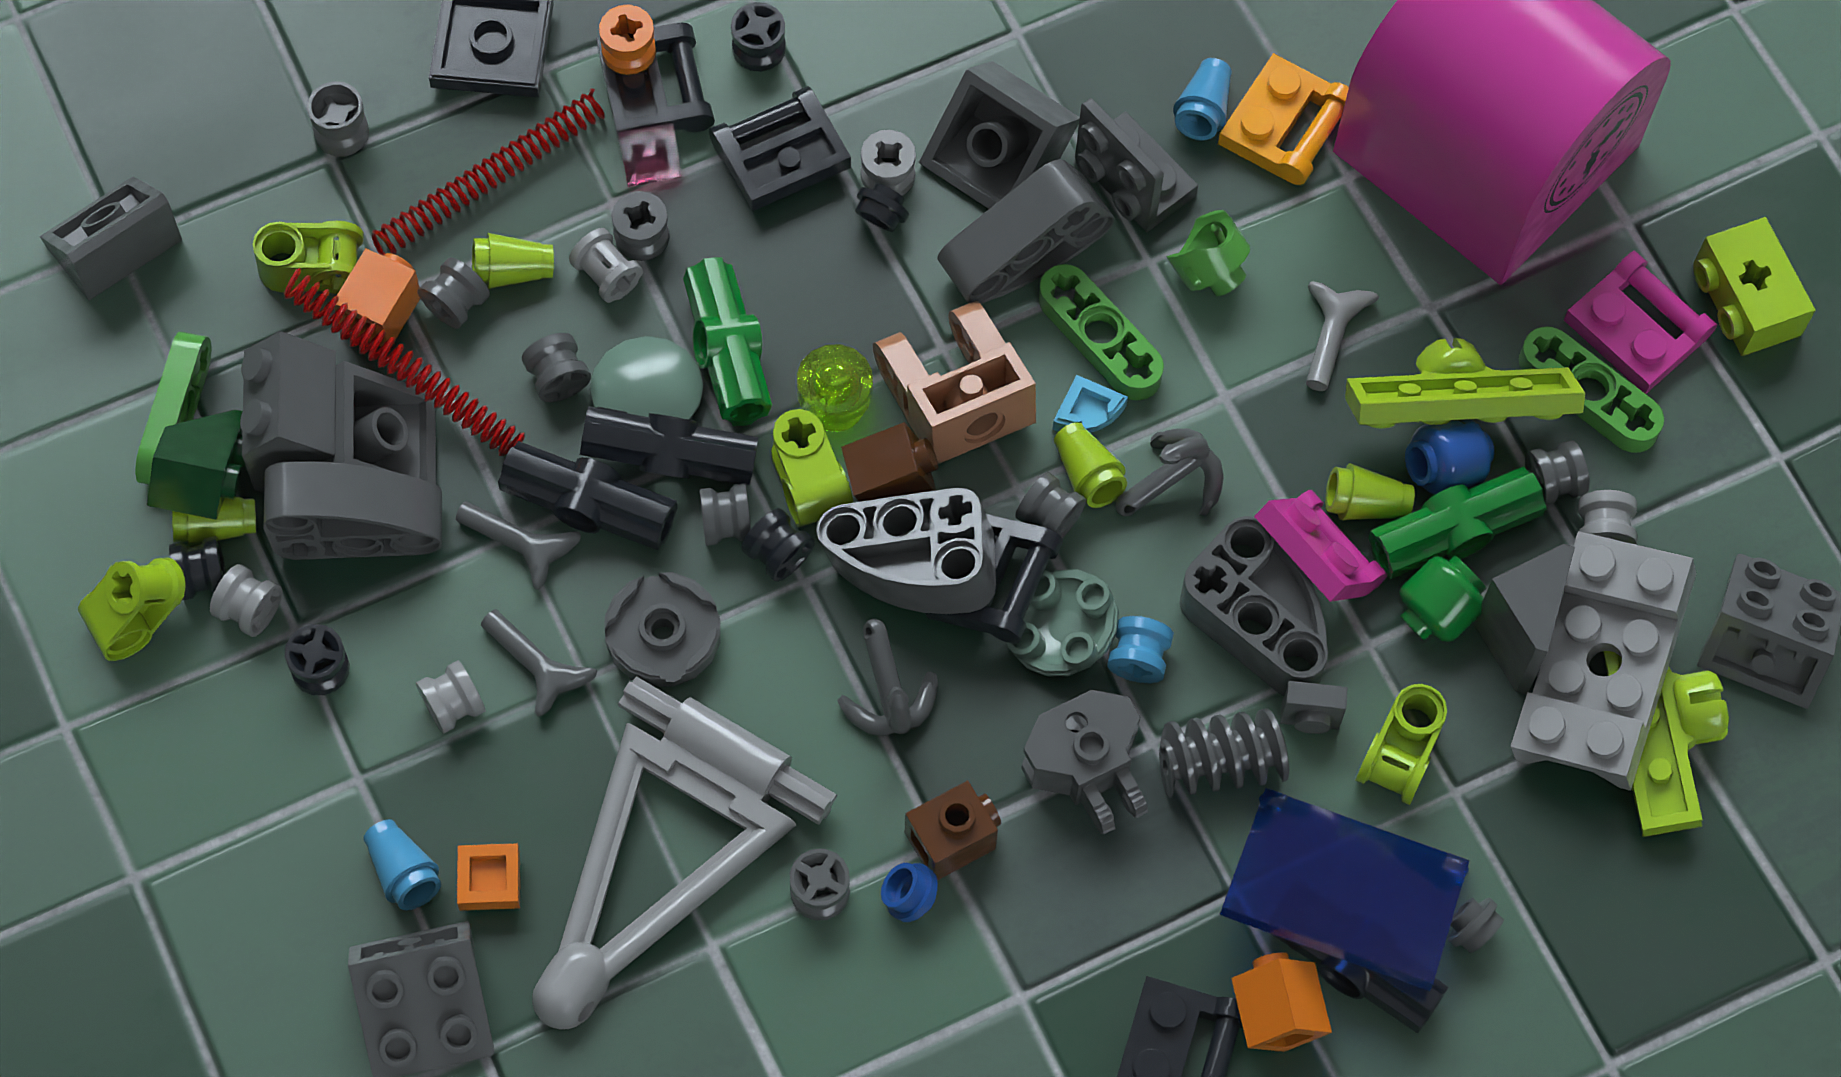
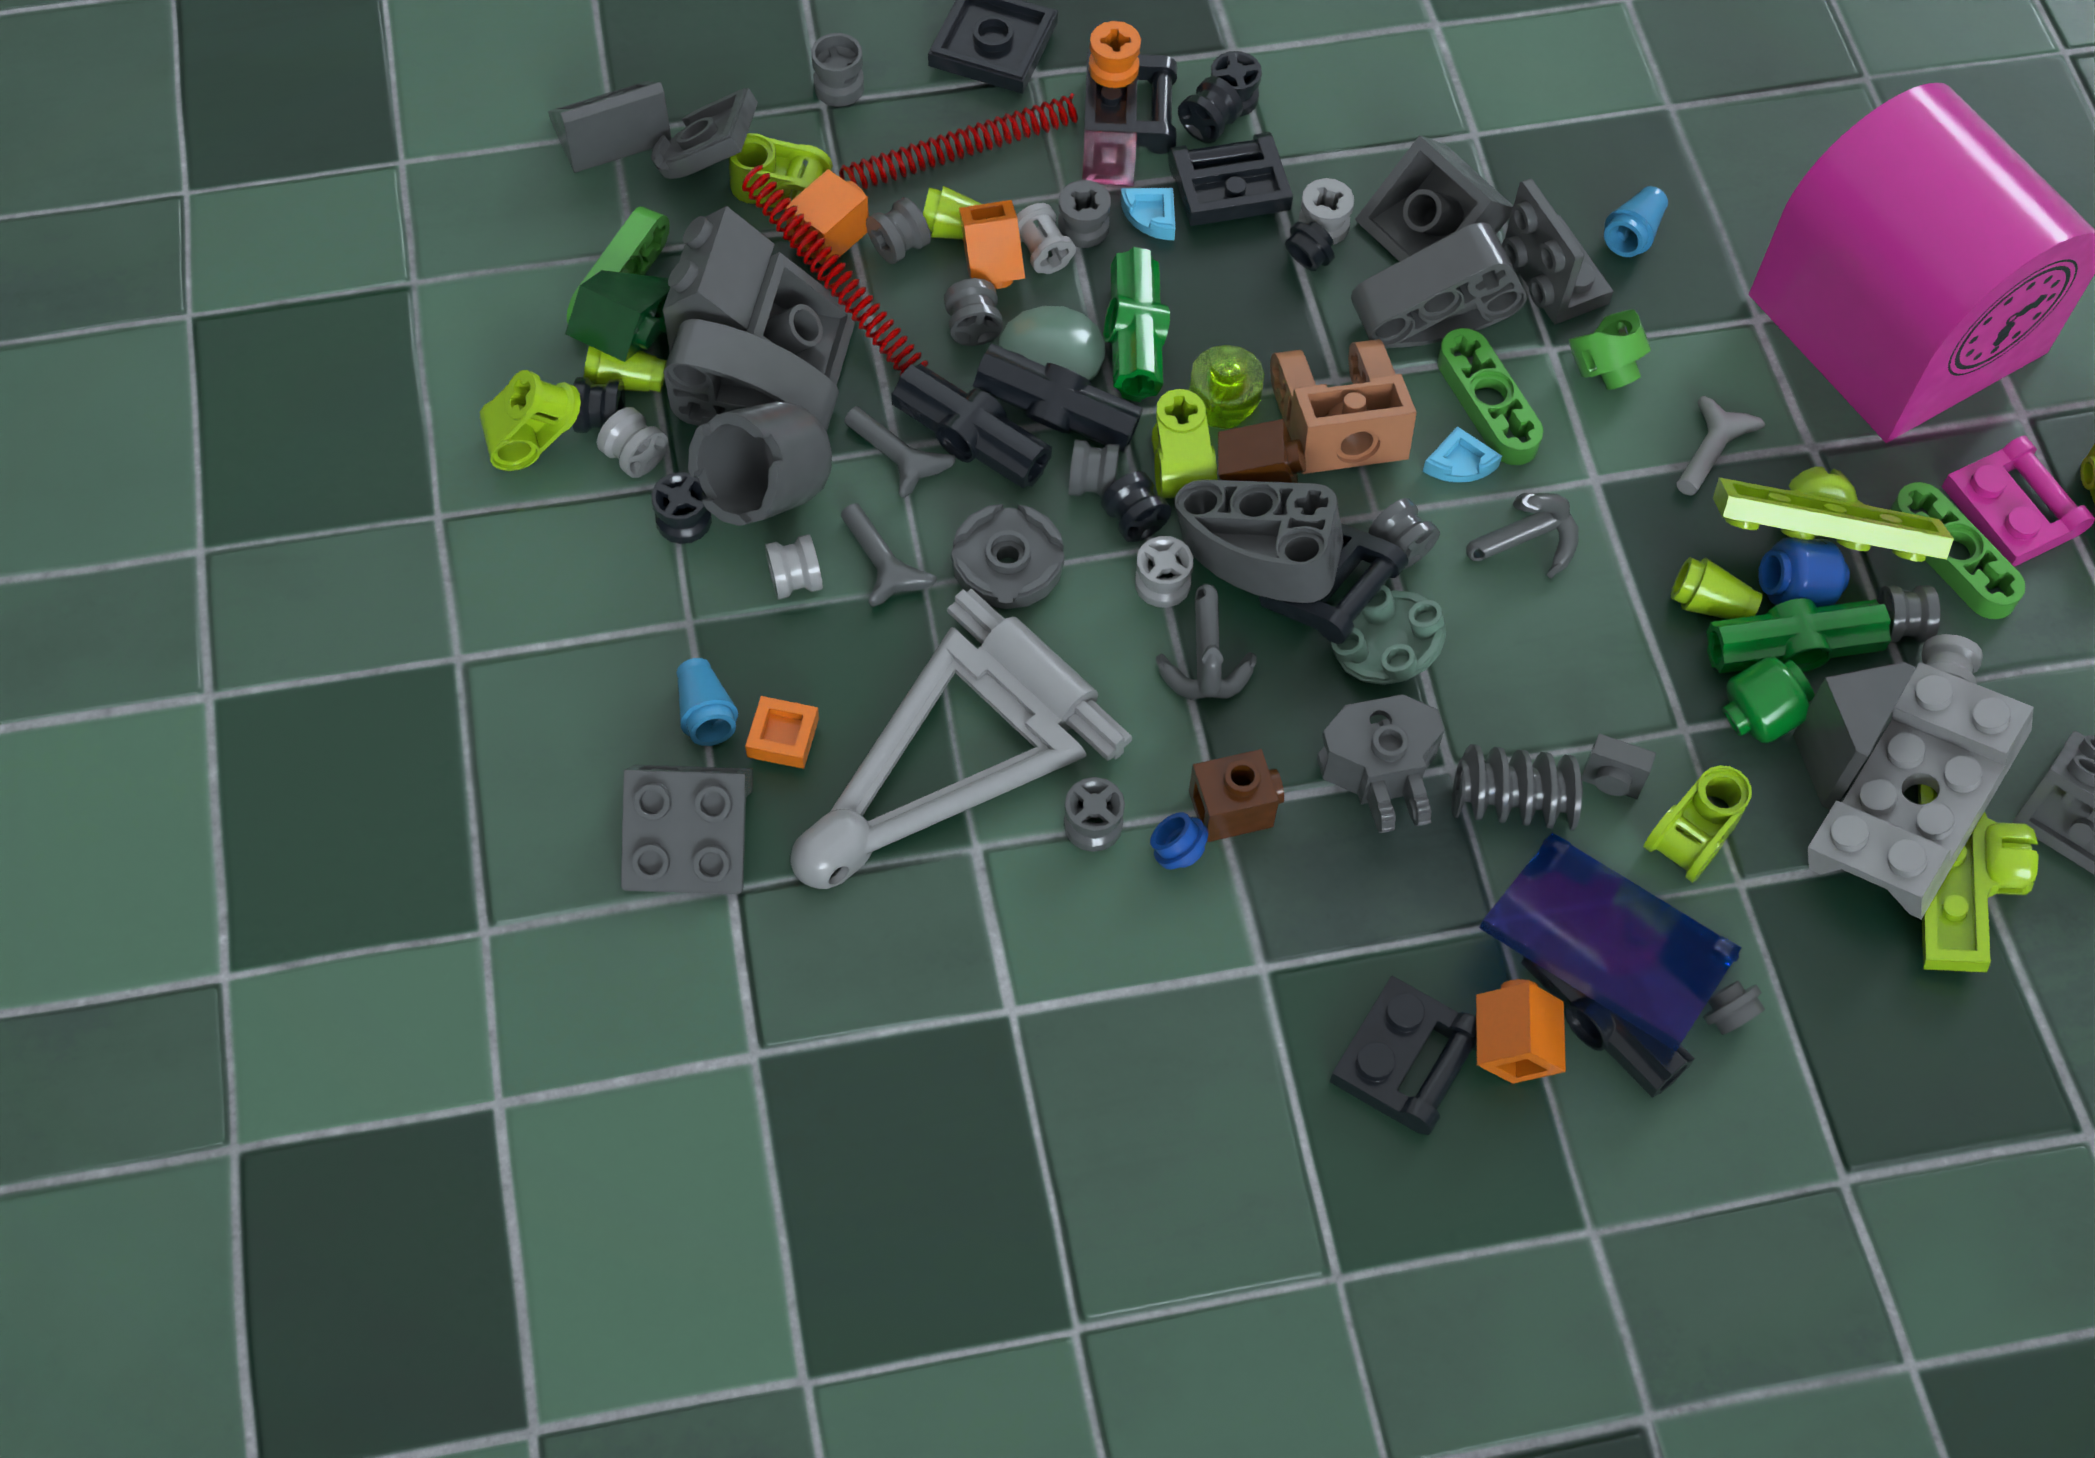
camera: 15 degrees right, 5 degrees down
(225, 234) = (709, 136): none -> dark grey tile
(389, 597) = (760, 461): none -> dark grey cylinder
(557, 288) = (992, 243): none -> orange brick
(707, 203) = (1150, 210): none -> medium azure tile
(740, 74) = (1210, 109): none -> black wheel
(823, 593) = (1160, 557): none -> light grey wheel
(1090, 466) = (1451, 506): lime cone -> none
(1140, 649) = (1459, 677): dark azure wheel -> none
(1260, 590) = (1596, 651): dark grey beam -> none
(1272, 110) = (1698, 246): light orange plate -> none
(1320, 547) = (1658, 624): dark pink plate -> none

